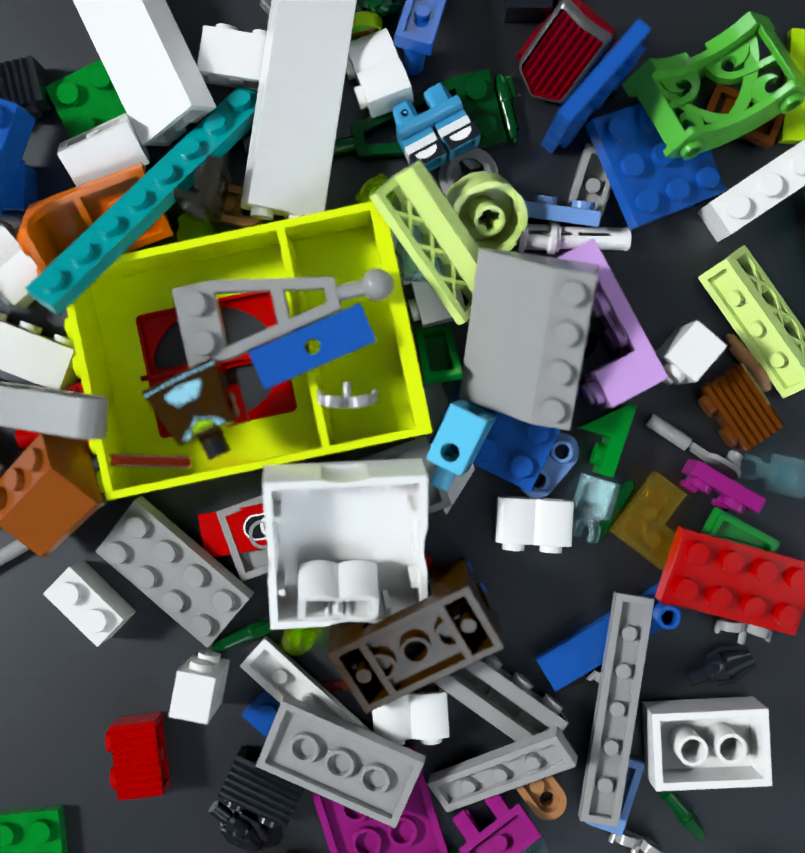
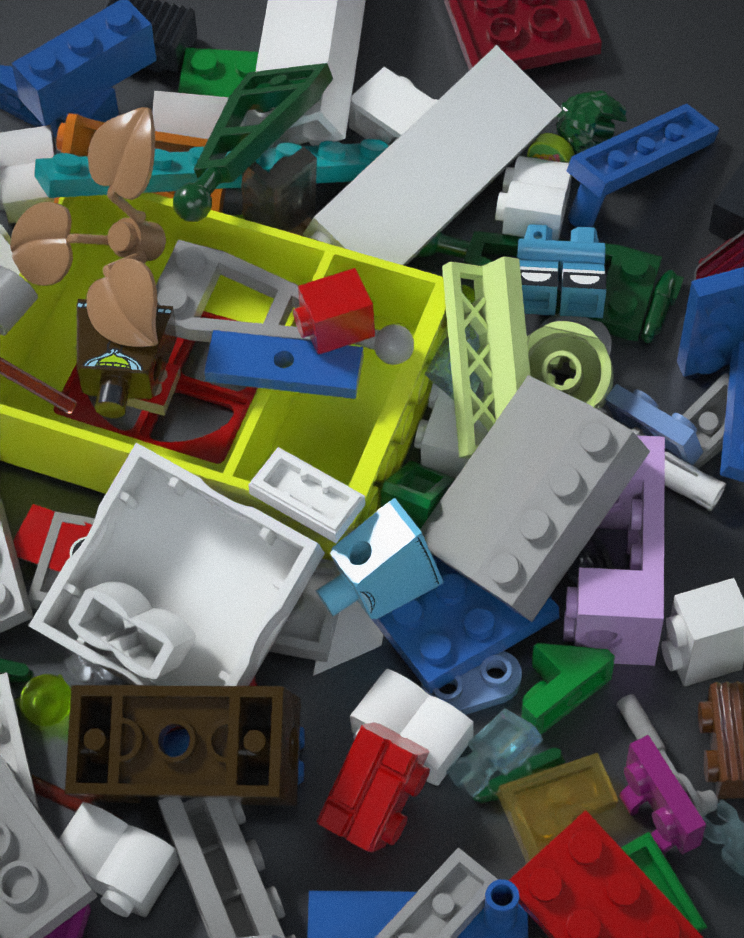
camera: 30 degrees right, 30 degrees down
(105, 281) = (125, 300): none -> medium nougat plant
(136, 110) = (286, 89): none -> dark green plate
(328, 294) = (335, 311): none -> red brick
(347, 401) = (289, 439): light grey piece -> none
(392, 437) = (307, 494): none -> white plate
(542, 582) = (374, 787): none -> red brick

